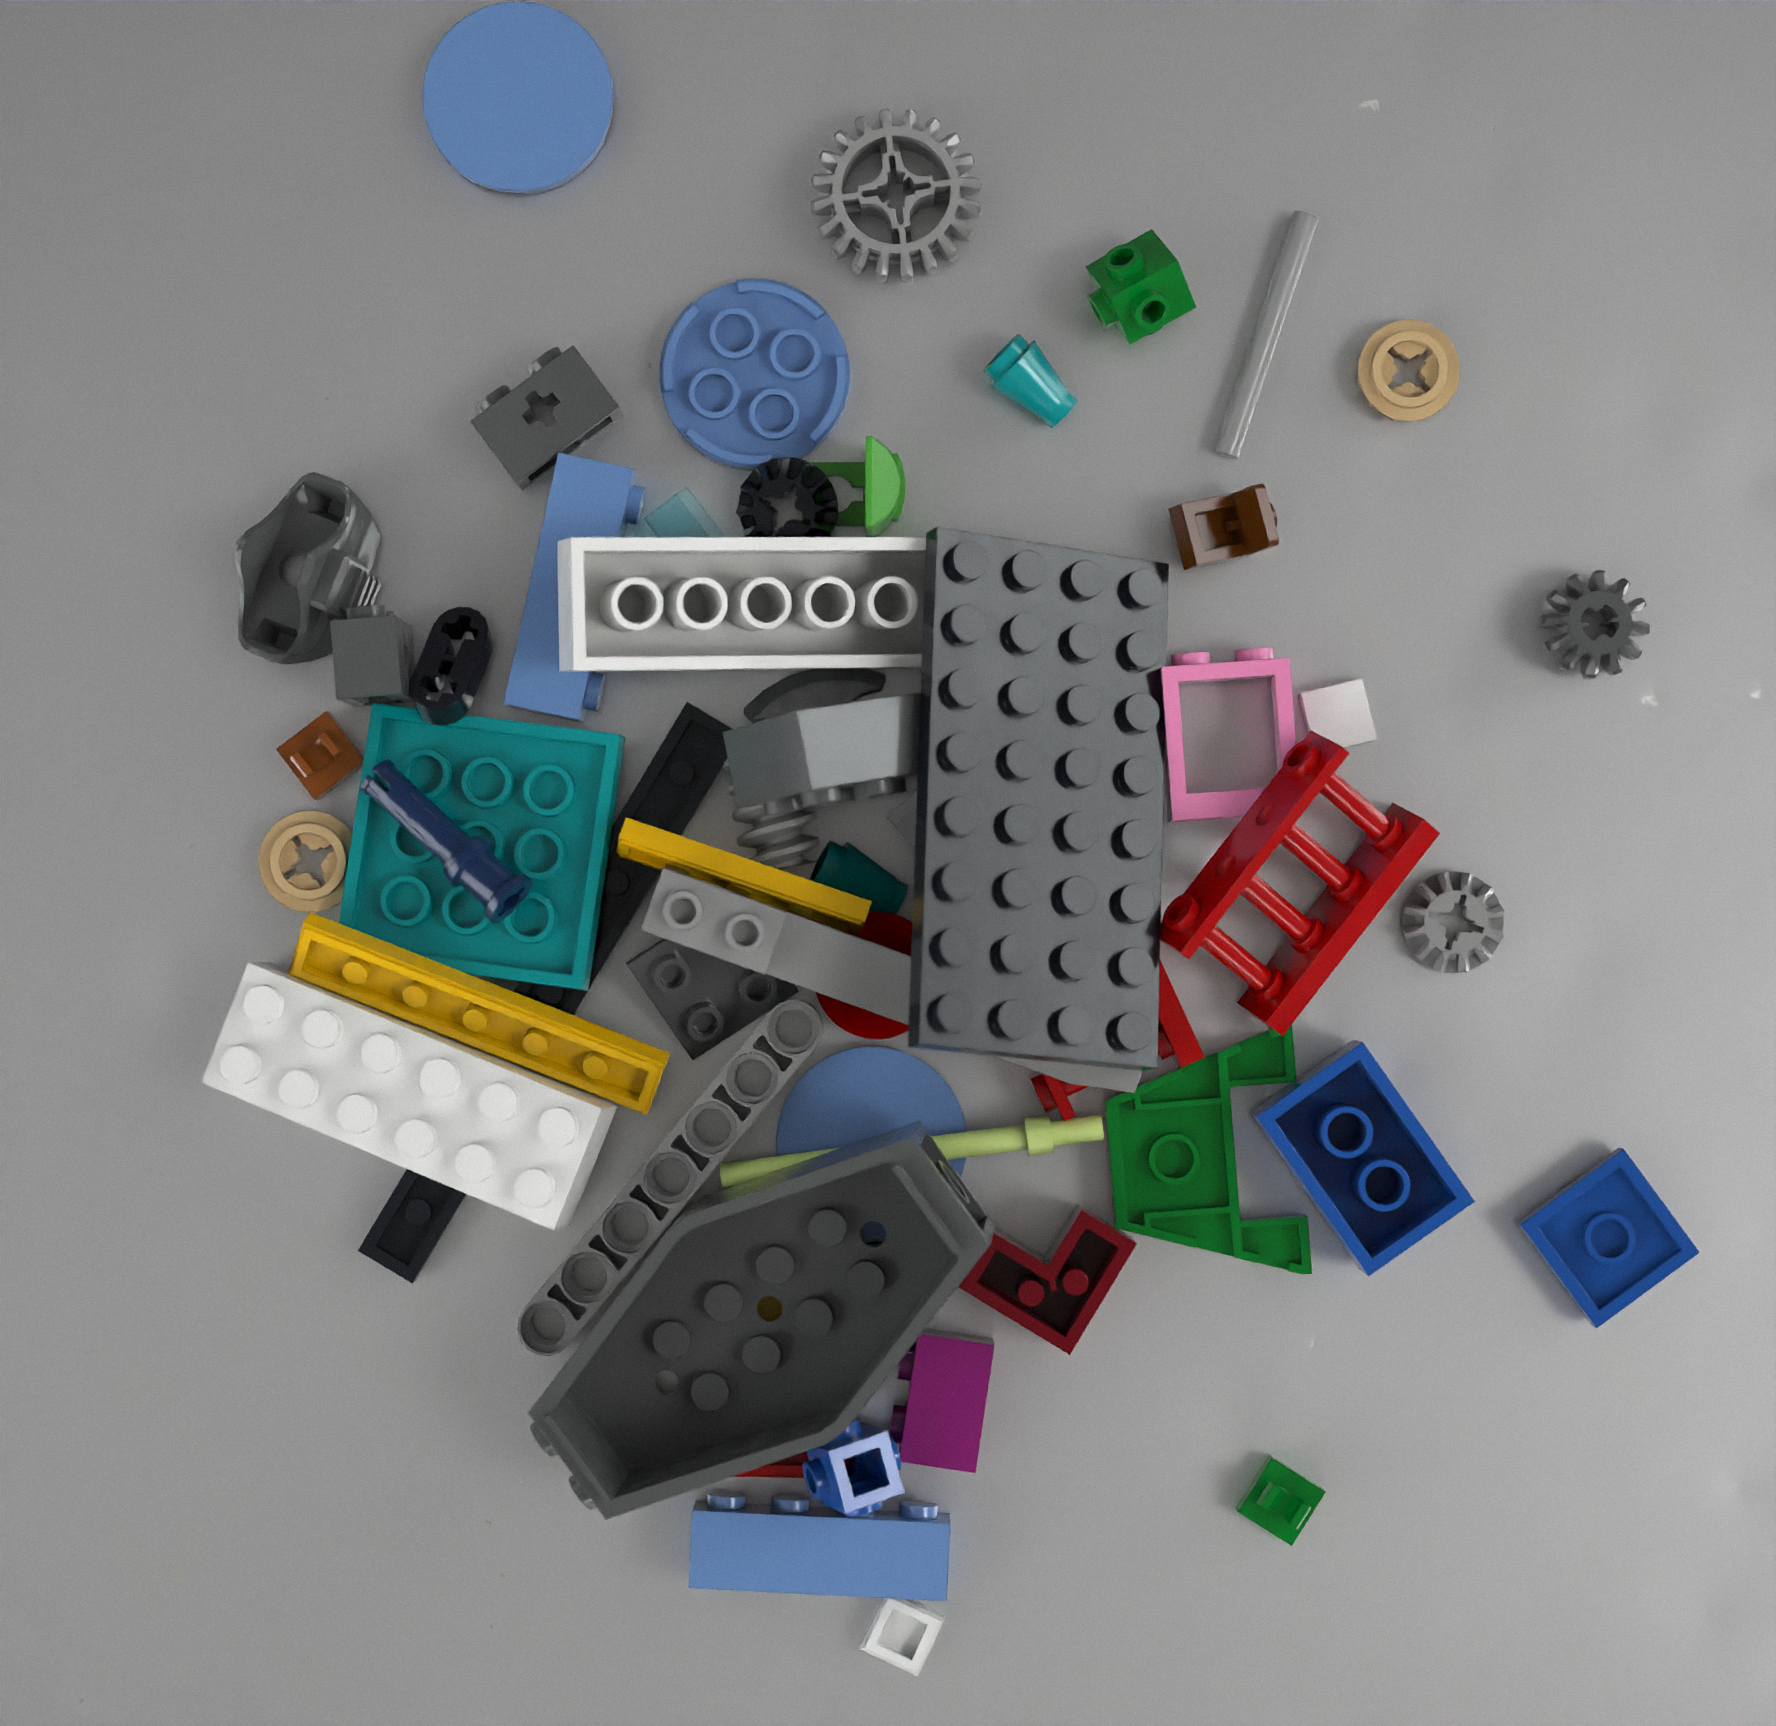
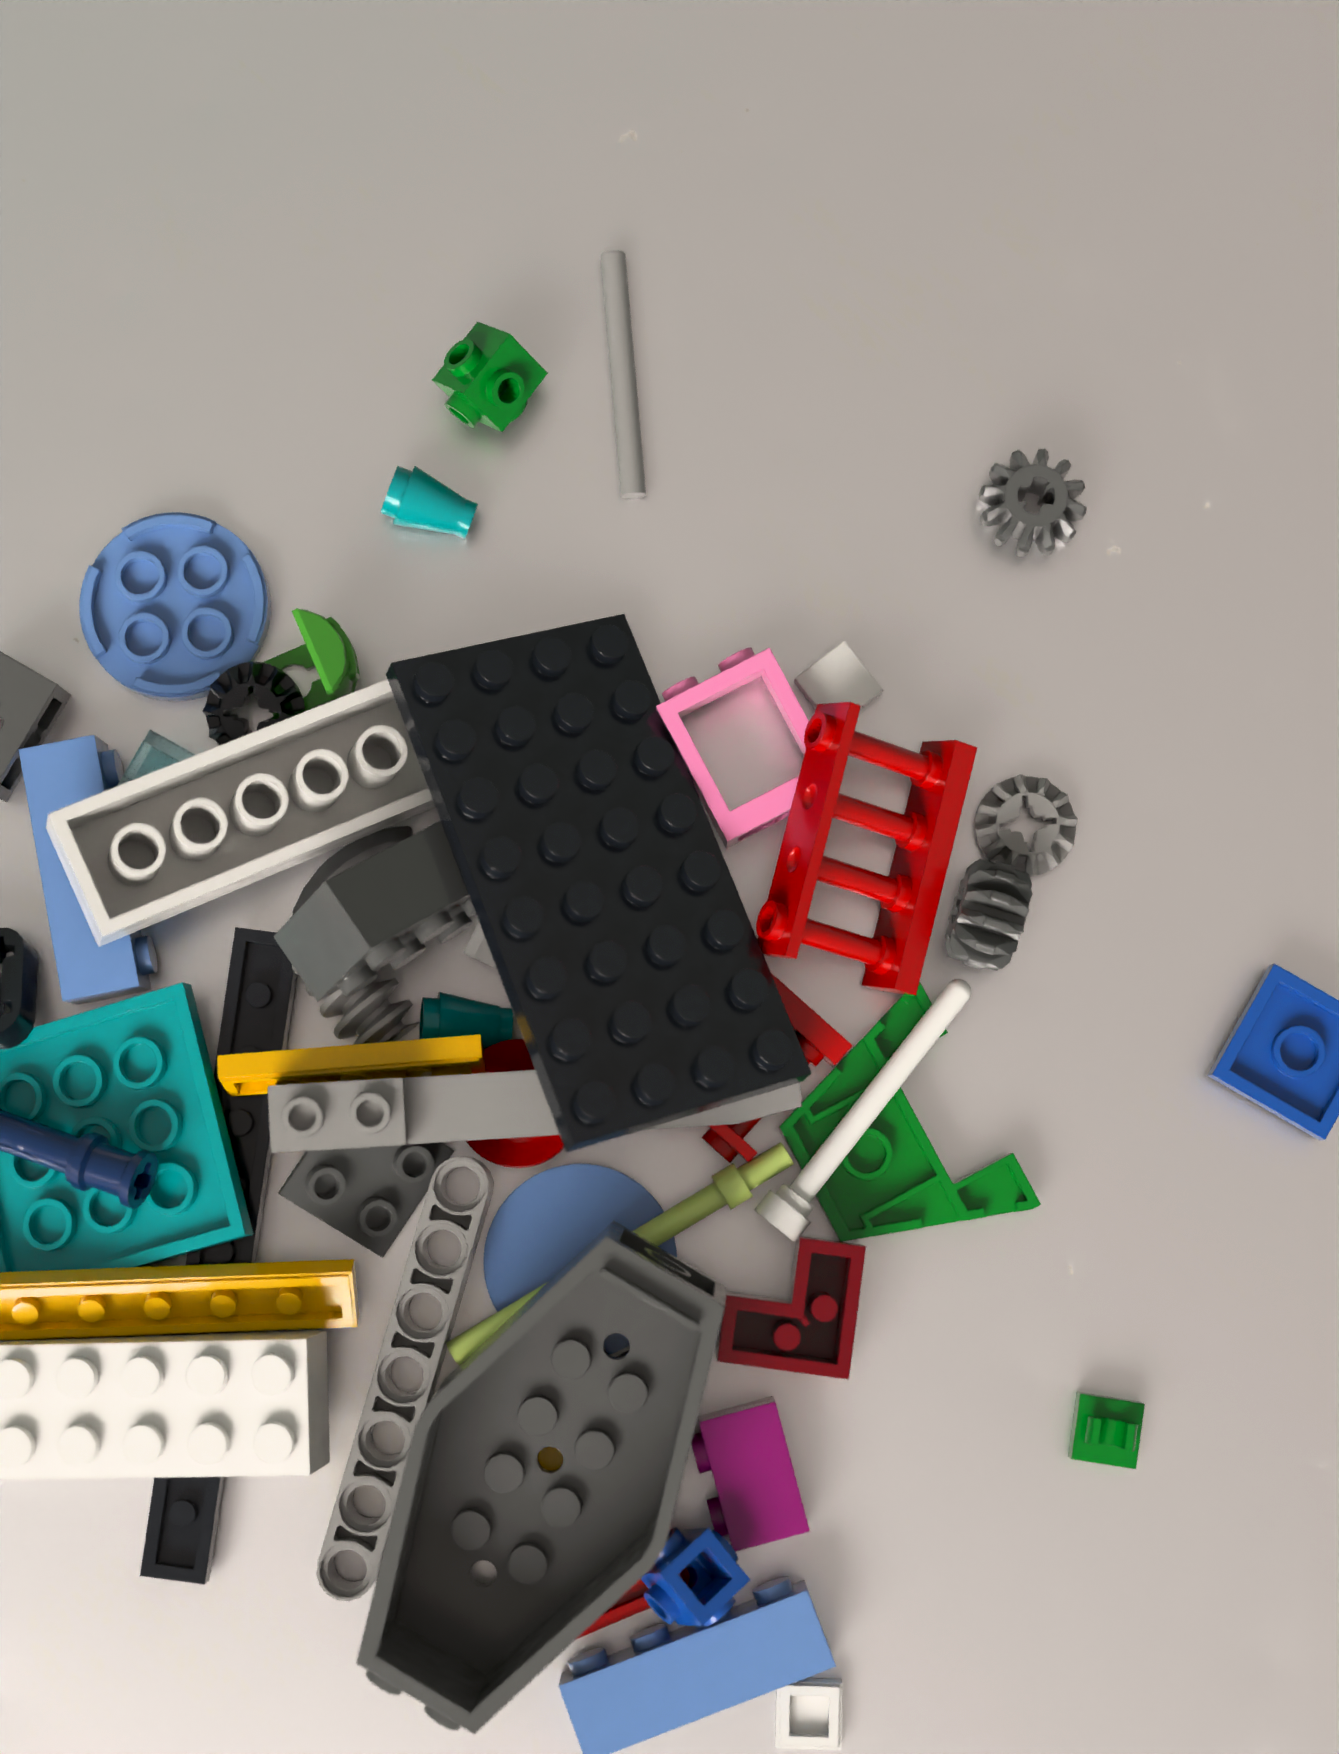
camera: 25 degrees left, 5 degrees down
(925, 191) = (212, 401): light grey gear -> none
(1085, 1176) = (790, 1205): none -> white piece
(1224, 527) = (660, 558): reddish brown bracket -> none
(1362, 1157) = (1039, 1075): blue brick -> none
(1381, 991) = (988, 914): none -> dark grey gear
(1408, 340) = (751, 326): tan gear -> none

